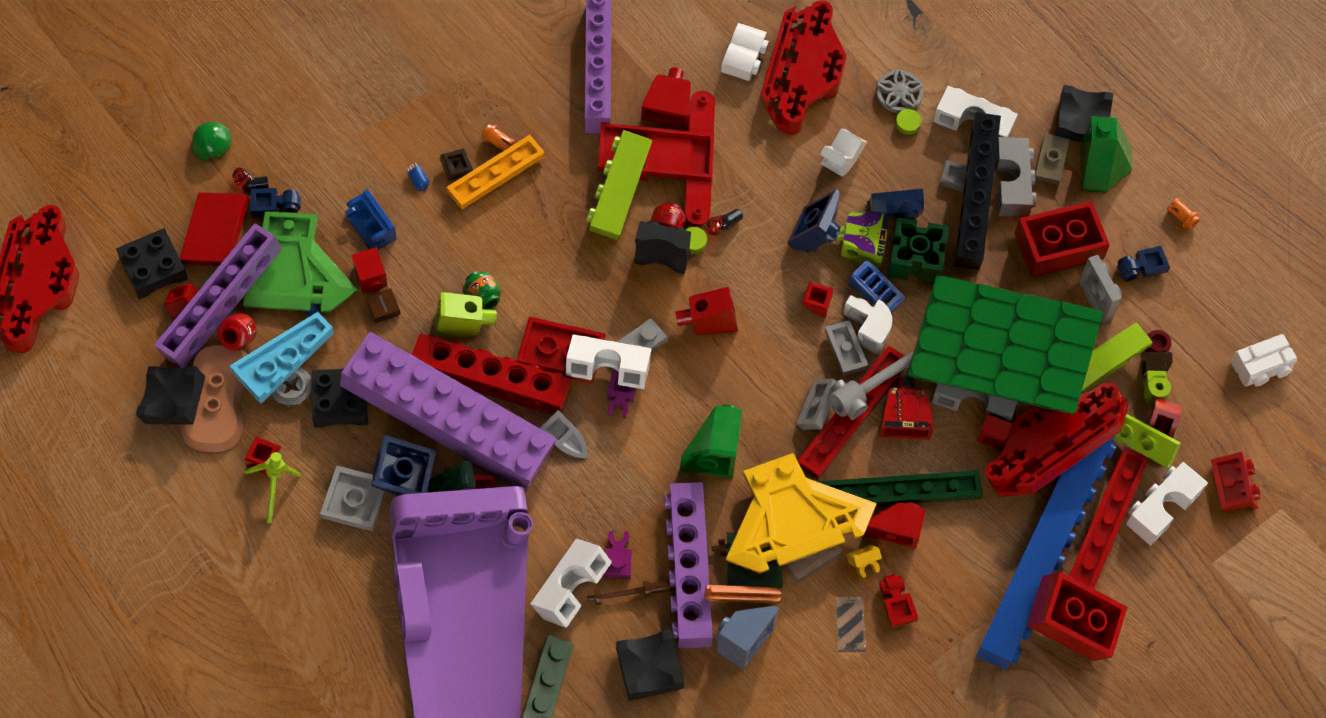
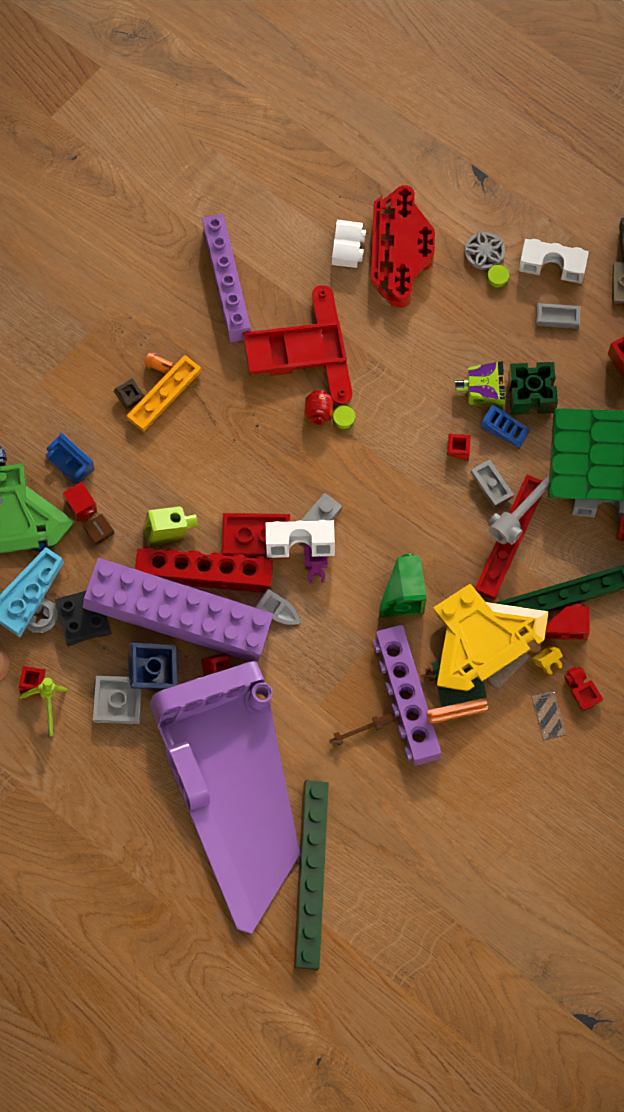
camera: 10 degrees left, 5 degrees up
(418, 177) = (99, 411): blue piece -> none
(453, 479) = (197, 667): clear green plate -> none
(485, 286) = (178, 496): green head -> none
(580, 564) = (317, 714): white arch -> none
(620, 184) = (273, 383): lime brick -> none
(620, 557) = (346, 704): magenta plate -> none
(649, 665) = (395, 786): black brick -> none
(662, 245) = (321, 429): black brick -> none
(668, 100) = (294, 299): red torso -> none
(710, 312) = (373, 478): red torso -> none
(722, 222) = (364, 397): arm -> none
(745, 633) = (466, 744): sand blue slope -> none
(816, 224) = (443, 382): dark blue slope -> none
(816, 405) = (479, 537): light grey plate -> none
(843, 152) = (450, 315): white brick -> none
(875, 322) = (512, 457): white brick -> none
(899, 204) = (513, 351): dark blue slope -> none
(907, 412) = (554, 528): red torso -> none
(977, 191) = (570, 325): black brick -> none
(1014, 157) = (594, 289): light grey arch -> none

